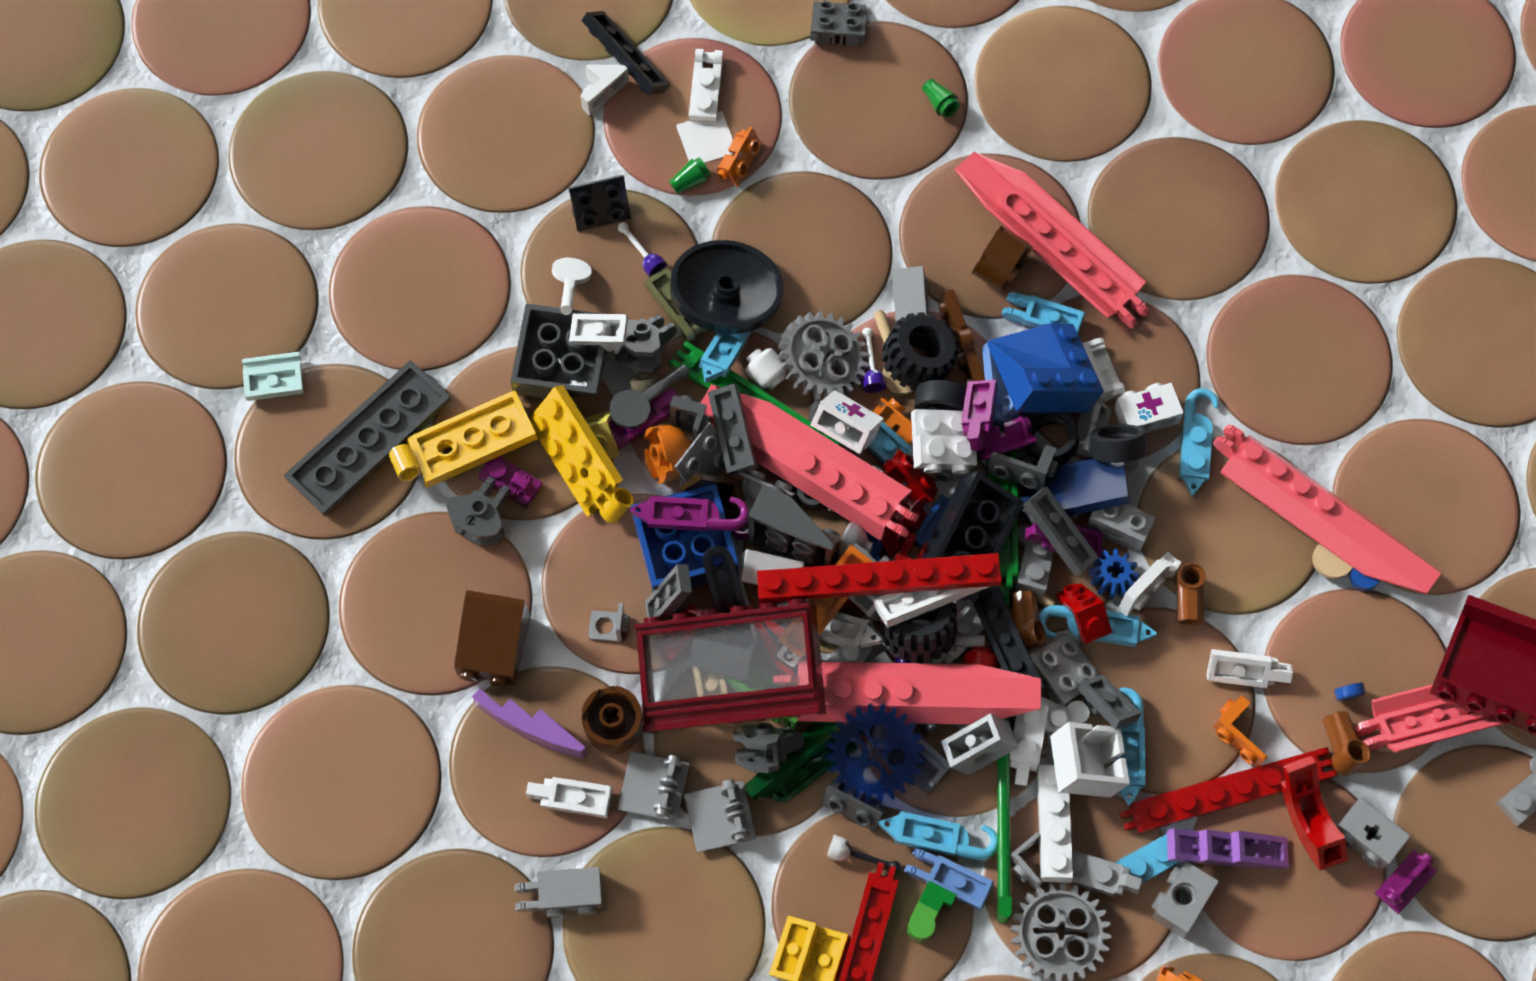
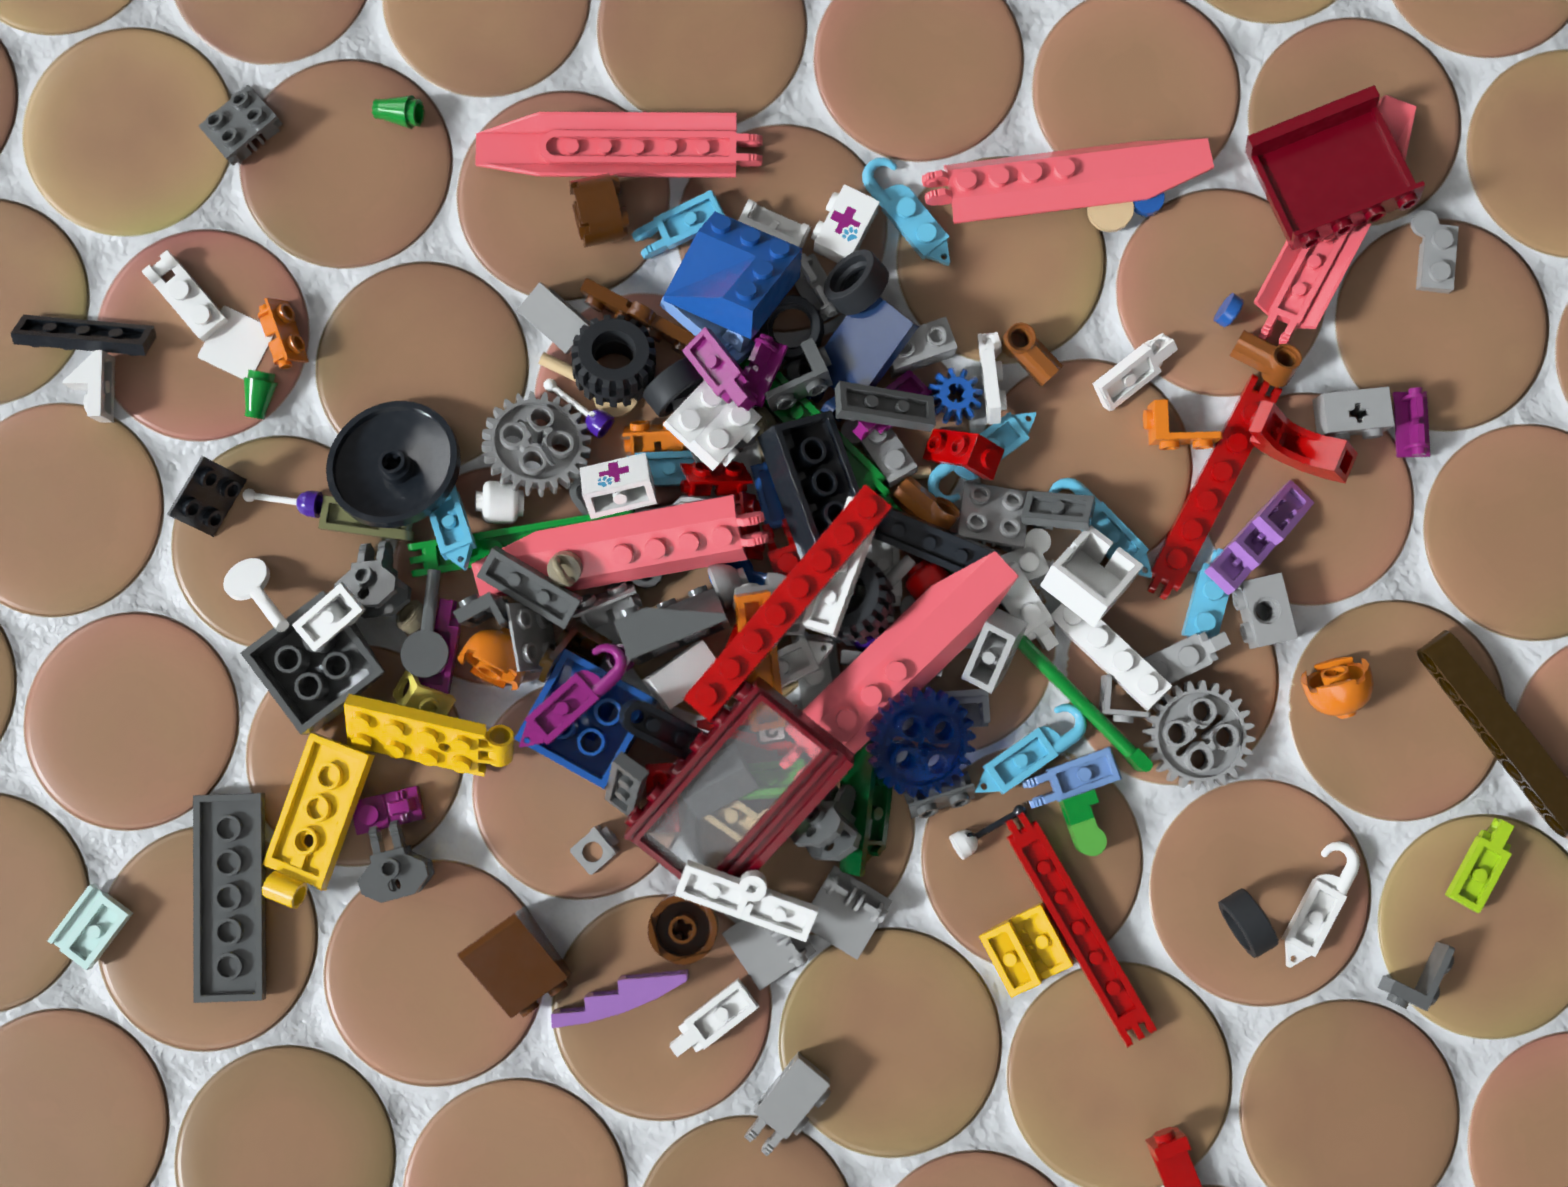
camera: 45 degrees left, 15 degrees up
(669, 736) = (747, 899): none -> white hinge
(764, 437) = (564, 568): none -> dark tan tile

